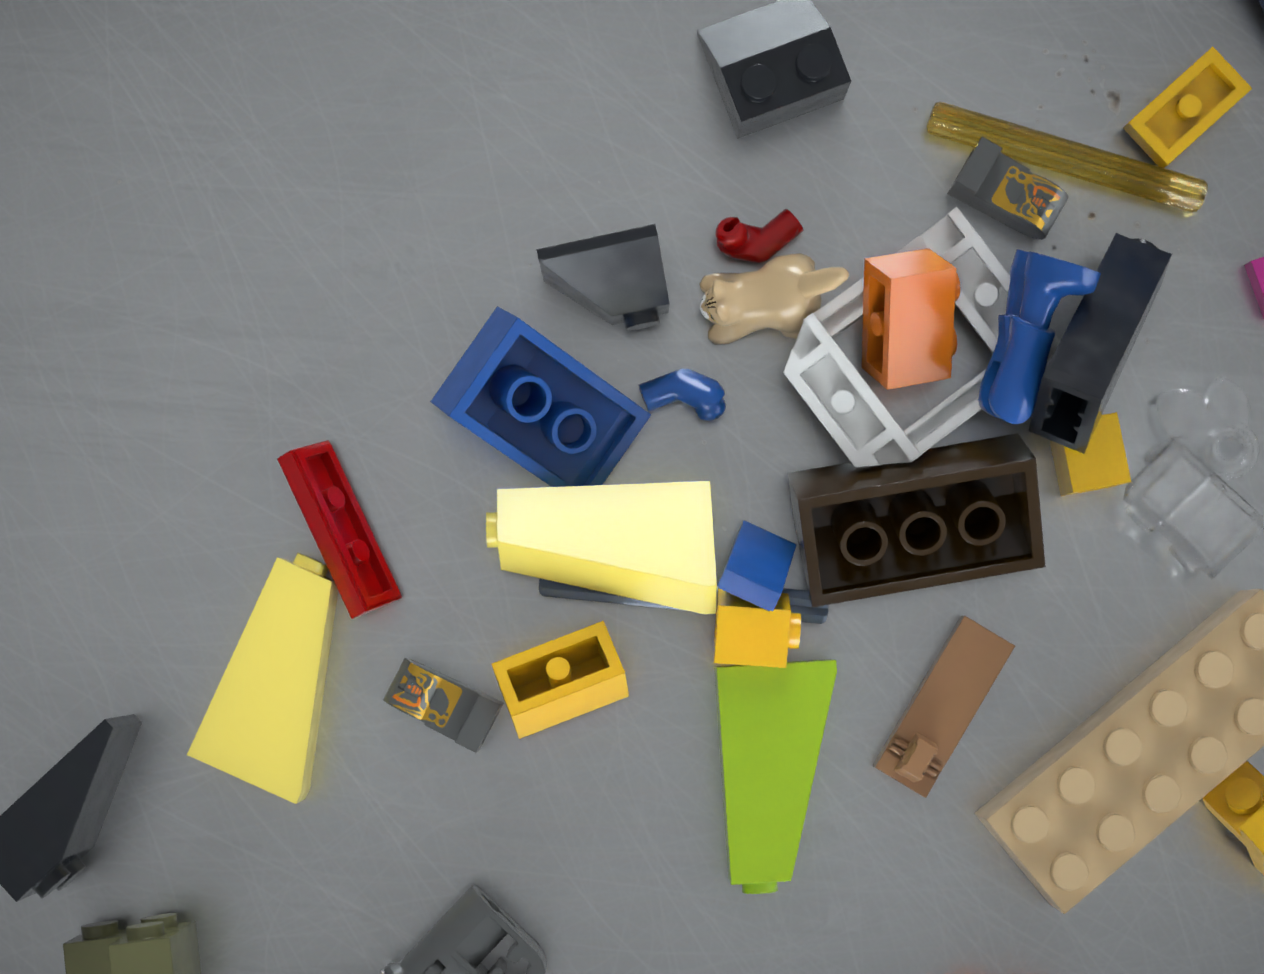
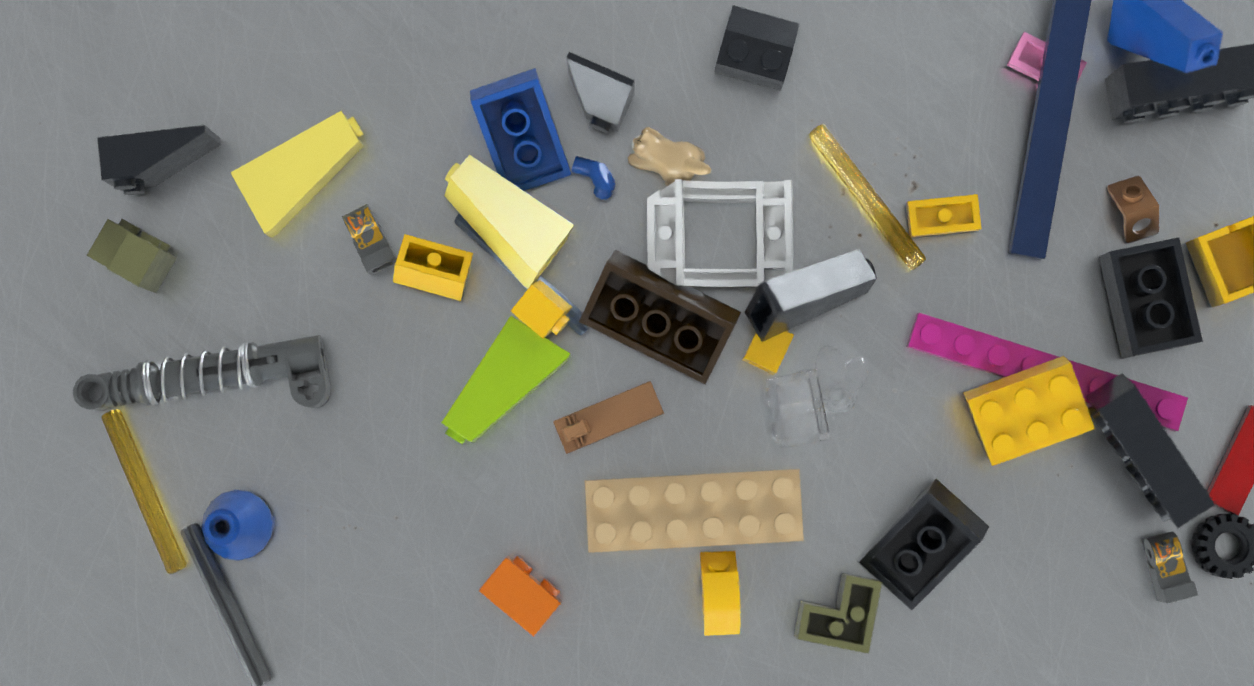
camera: 40 degrees right, 0 degrees up
(339, 528) = (381, 119): red tile -> none
(756, 243) = (683, 128): red arm -> none
(757, 566) = (566, 281): blue tile -> none
(909, 318) = (727, 216): orange brick -> none
(1008, 191) = (824, 191): dark grey leg -> none
(1024, 332) = (795, 244): blue piece -> none

